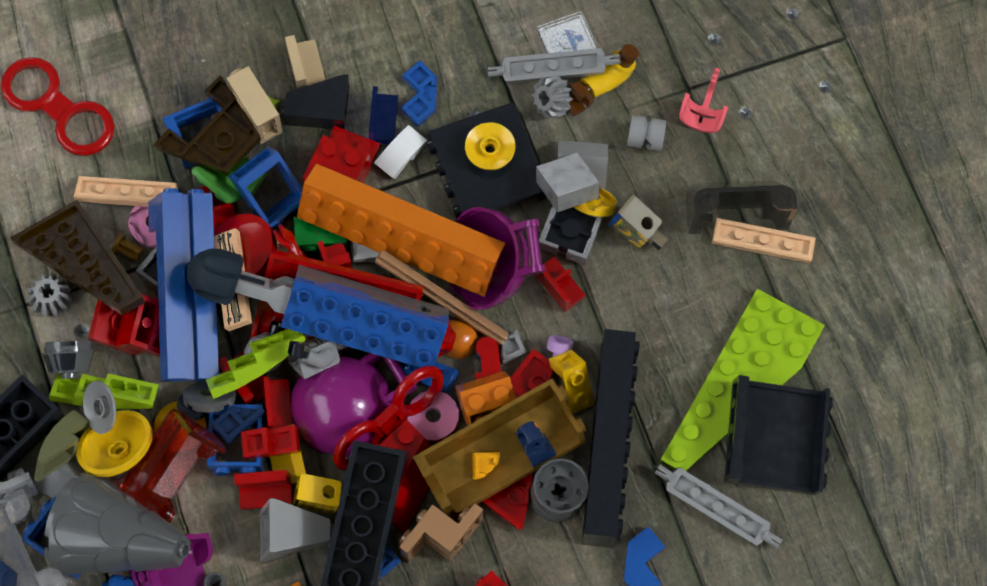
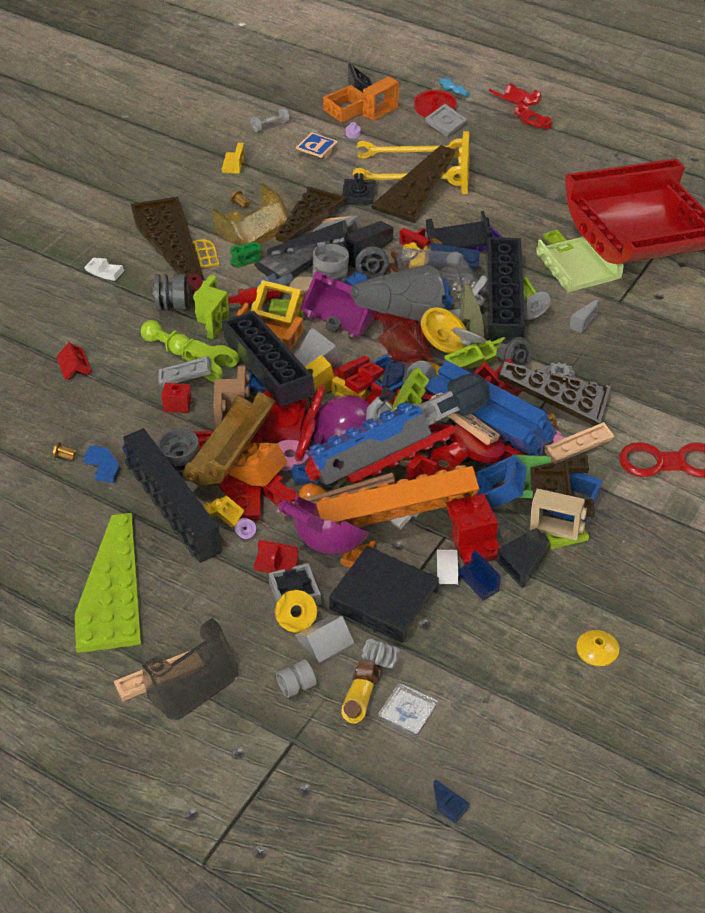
camera: 145 degrees right, 25 degrees down
(304, 62) = (562, 574): tan panel -> none
(424, 83) = (474, 617): blue tile -> none
(484, 463) = (235, 433): light orange tile -> none
(492, 136) = (388, 584): yellow dish -> none
(512, 348) = (273, 514): light grey tile -> none
(534, 443) = (210, 446): dark blue leg -> none
(562, 64) = (398, 675): light grey plate -> none
(567, 182) = (317, 594): flat silver piece -> none
(638, 224) = (253, 617): dark tan torso -> none
(692, 120) = (278, 716): coral helmet -> none
(718, 506) = (75, 510): light grey plate -> none
(777, 436) = (64, 563): black panel -> none

